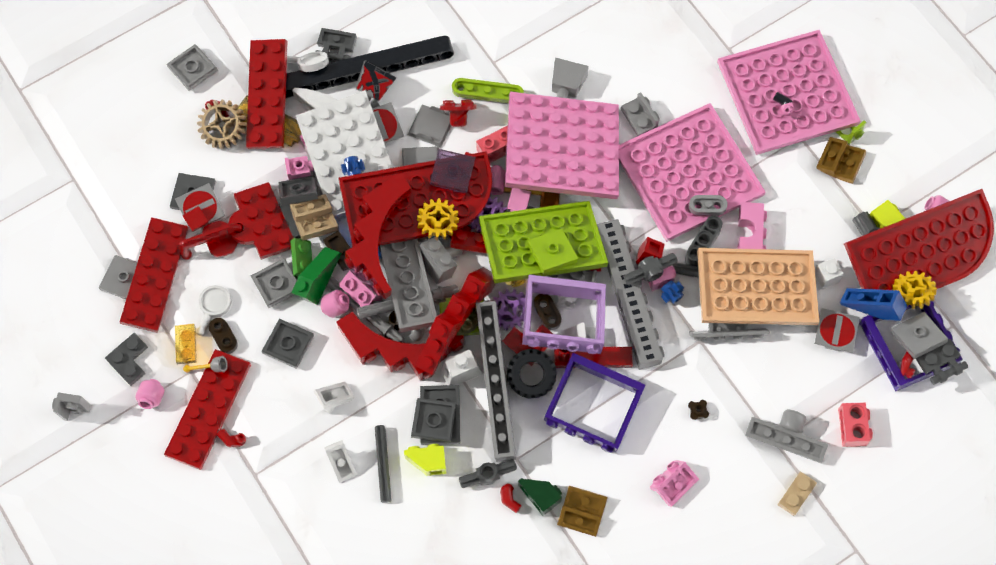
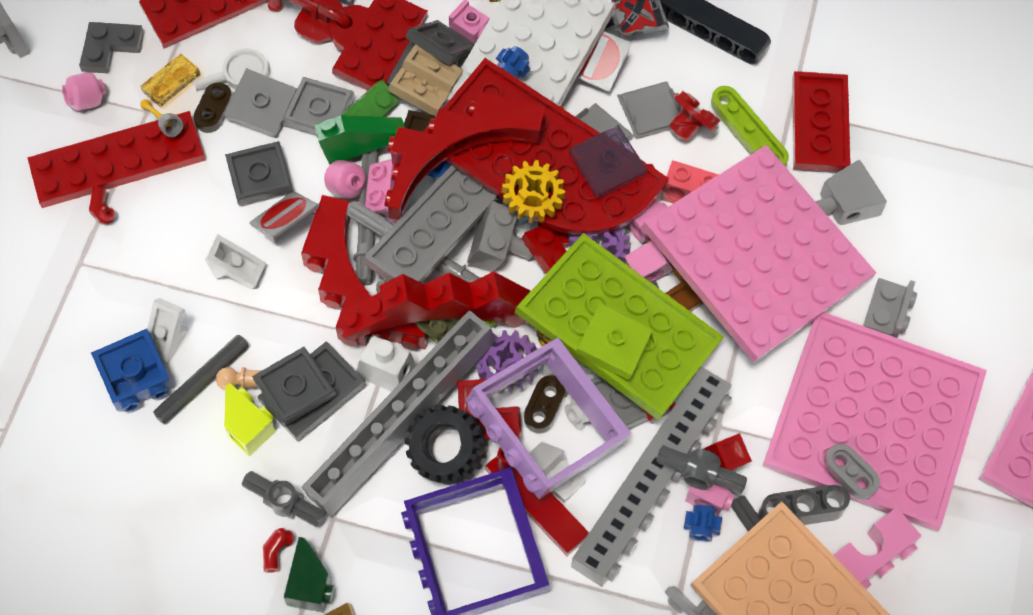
camera: 45 degrees right, 5 degrees down
(245, 309) = (260, 103): none -> light grey plate
(327, 350) = (284, 215): none -> piece
(350, 493) = (132, 371): none -> blue plate
(396, 449) = (229, 375): none -> light nougat pin
(514, 55) = (820, 121): none -> red plate

